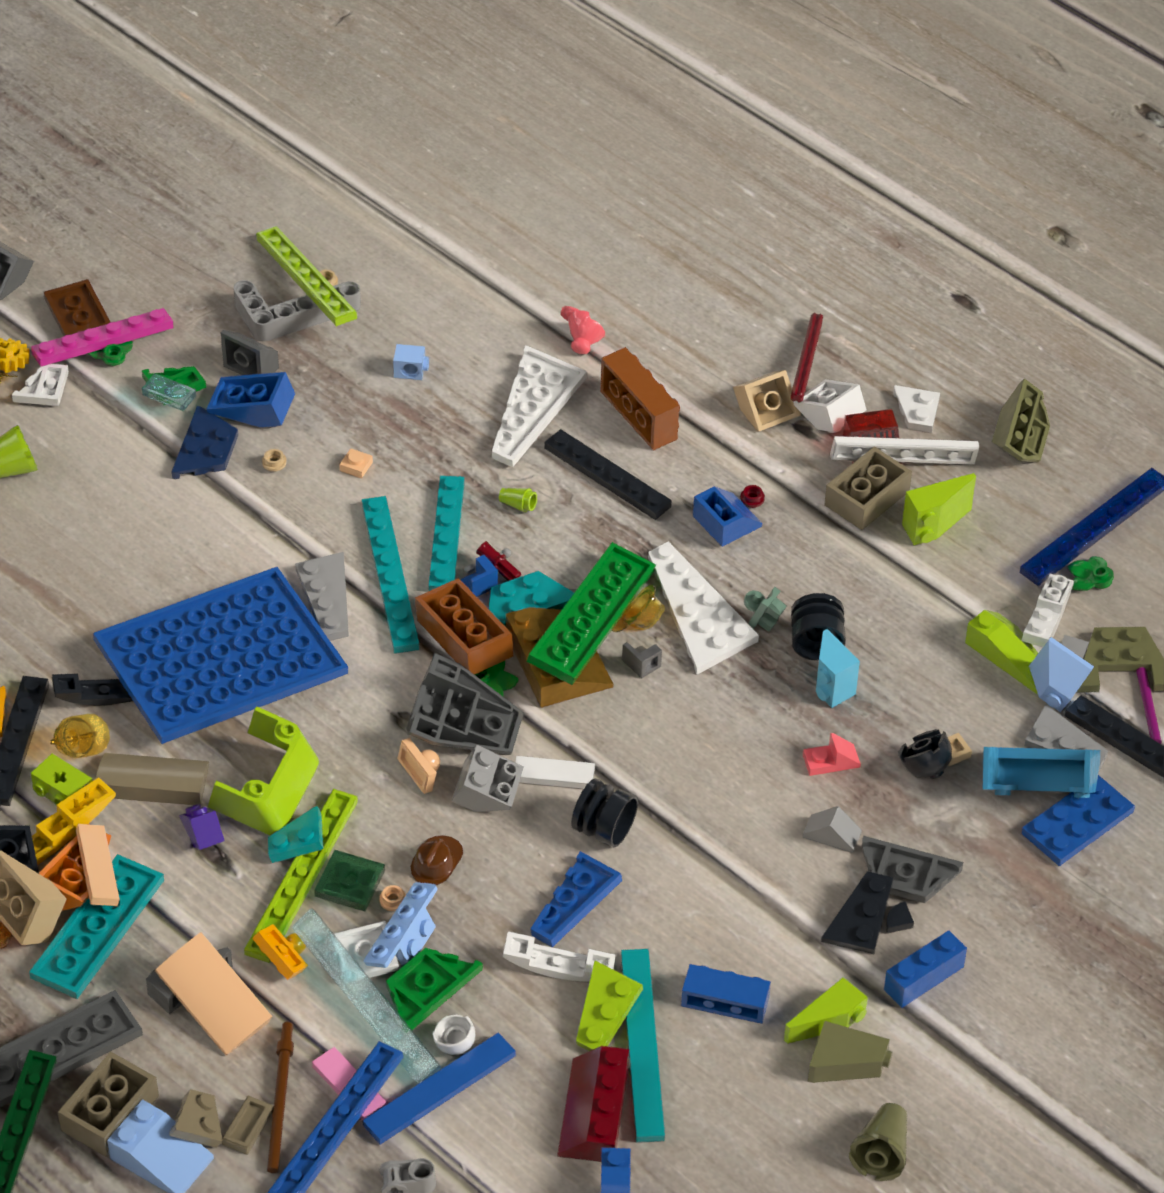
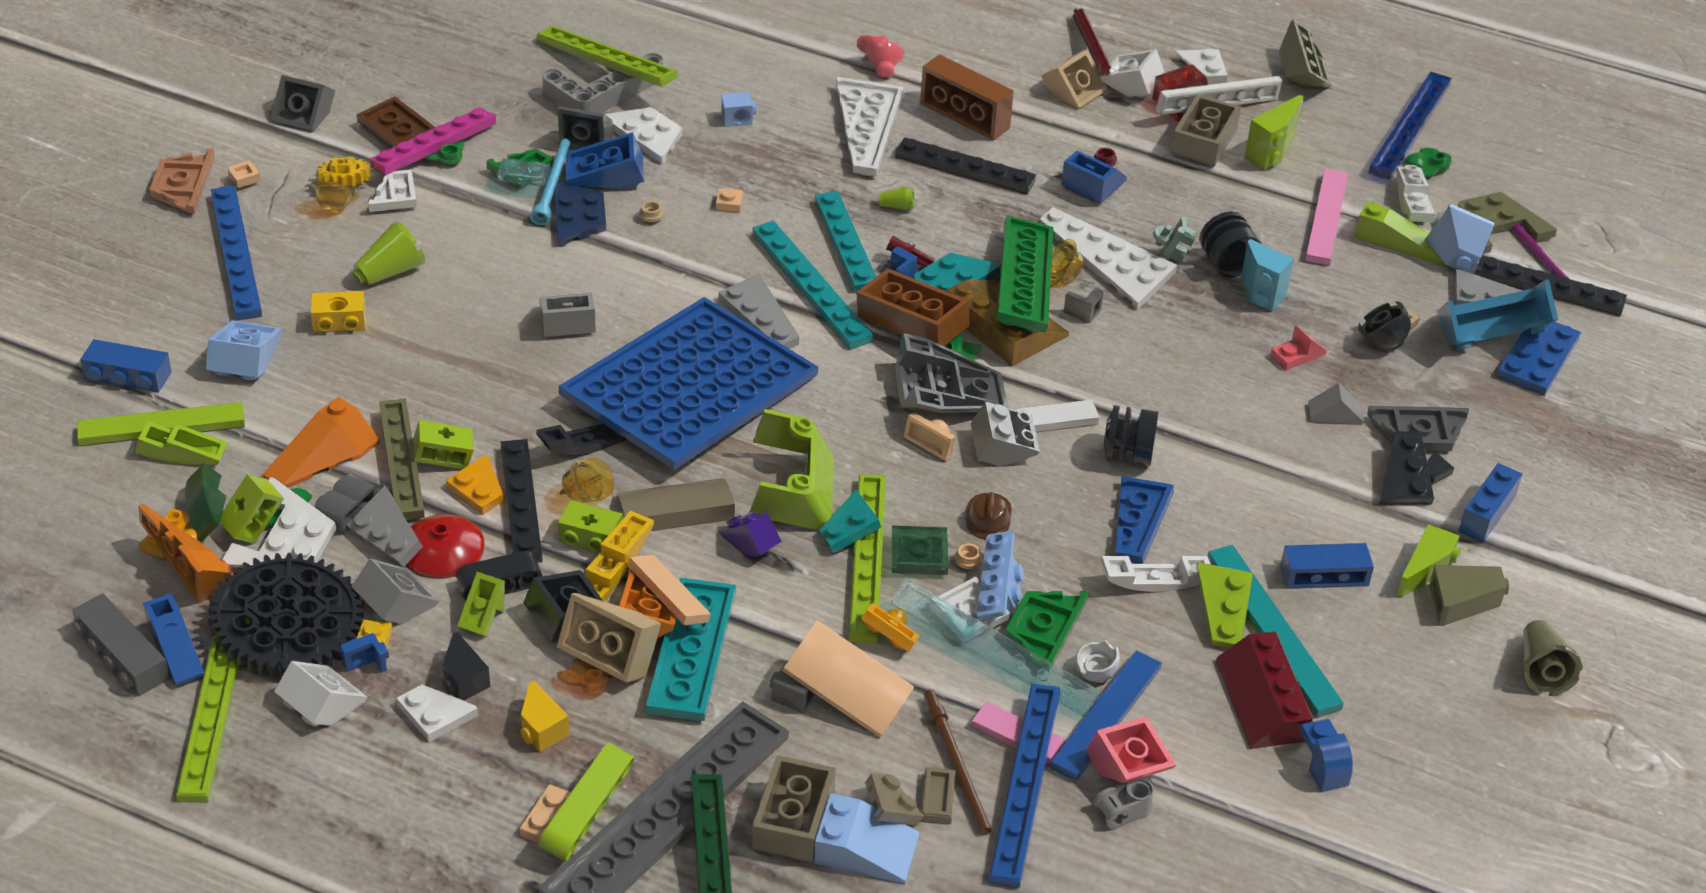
camera: 20 degrees left, 5 degrees down
(141, 556) = (567, 314): none -> light grey slope
(169, 439) = (541, 212): none -> medium azure piece
(313, 367) = (652, 130): none -> white wing
(431, 1131) = (1129, 751): none -> coral slope
(946, 613) = (1326, 217): none -> bright pink tile

